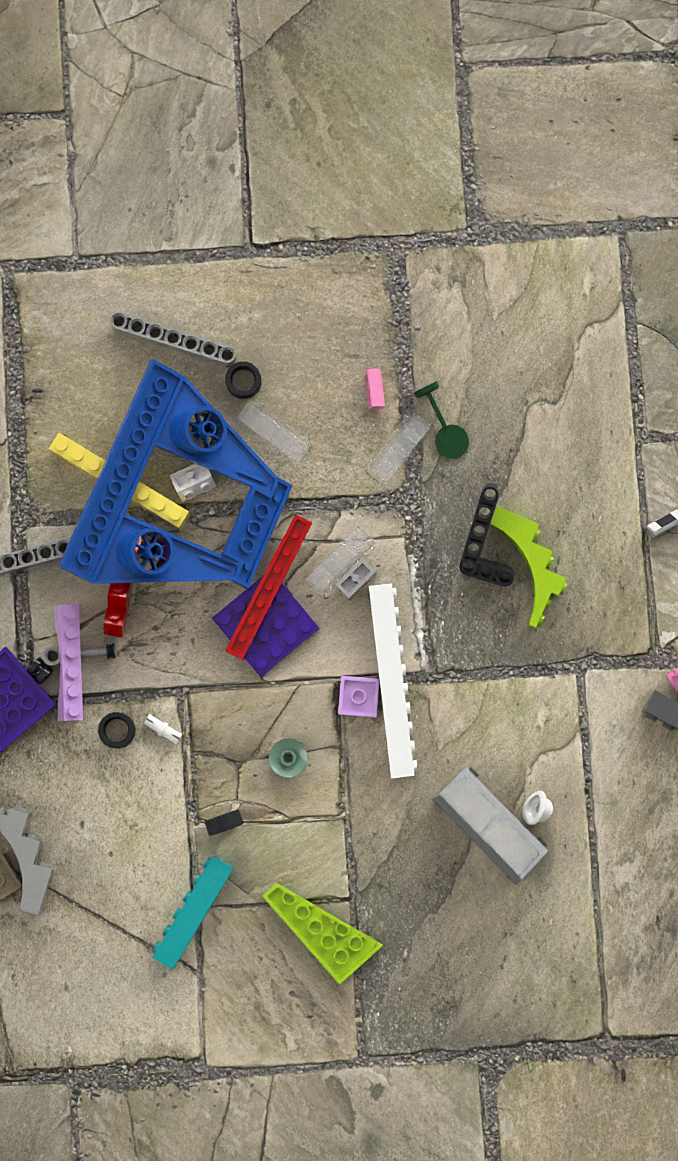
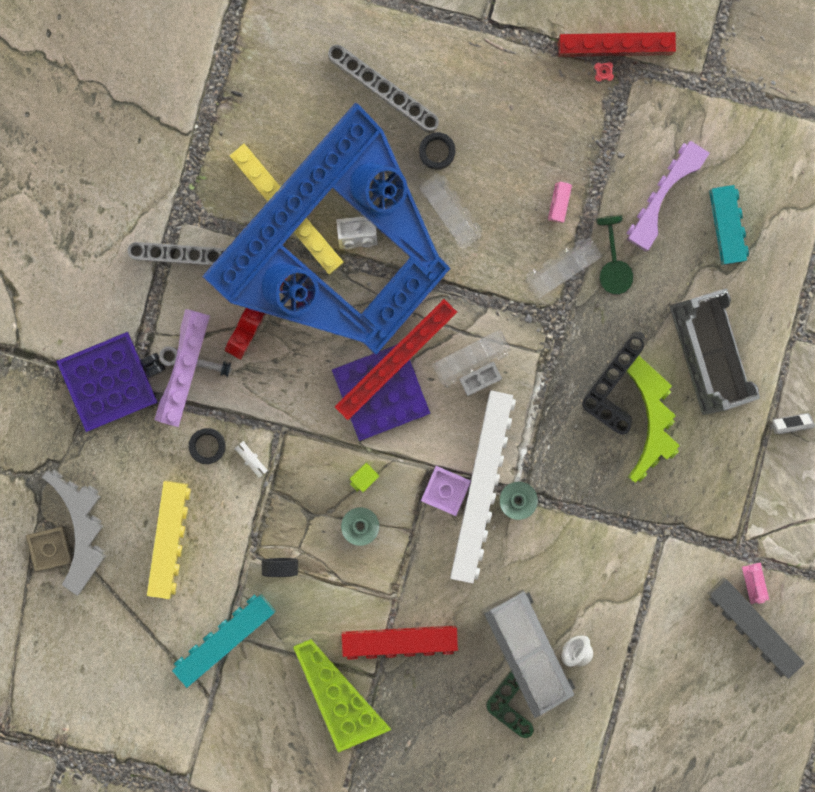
camera: 15 degrees right, 5 degrees up
(108, 833) = (167, 539): none -> light yellow brick
(276, 710) = (363, 477): none -> lime brick
(362, 856) = (399, 641): none -> red brick
(374, 260) = (603, 76): none -> coral plate
(377, 226) = (616, 44): none -> red brick
(433, 672) = (526, 507): none -> sand green dish
(483, 311) = (646, 228): none -> lavender arch
(486, 887) = (505, 708): none -> dark green beam
(539, 357) = (728, 224): none -> teal brick
(566, 480) = (712, 353): none -> windscreen

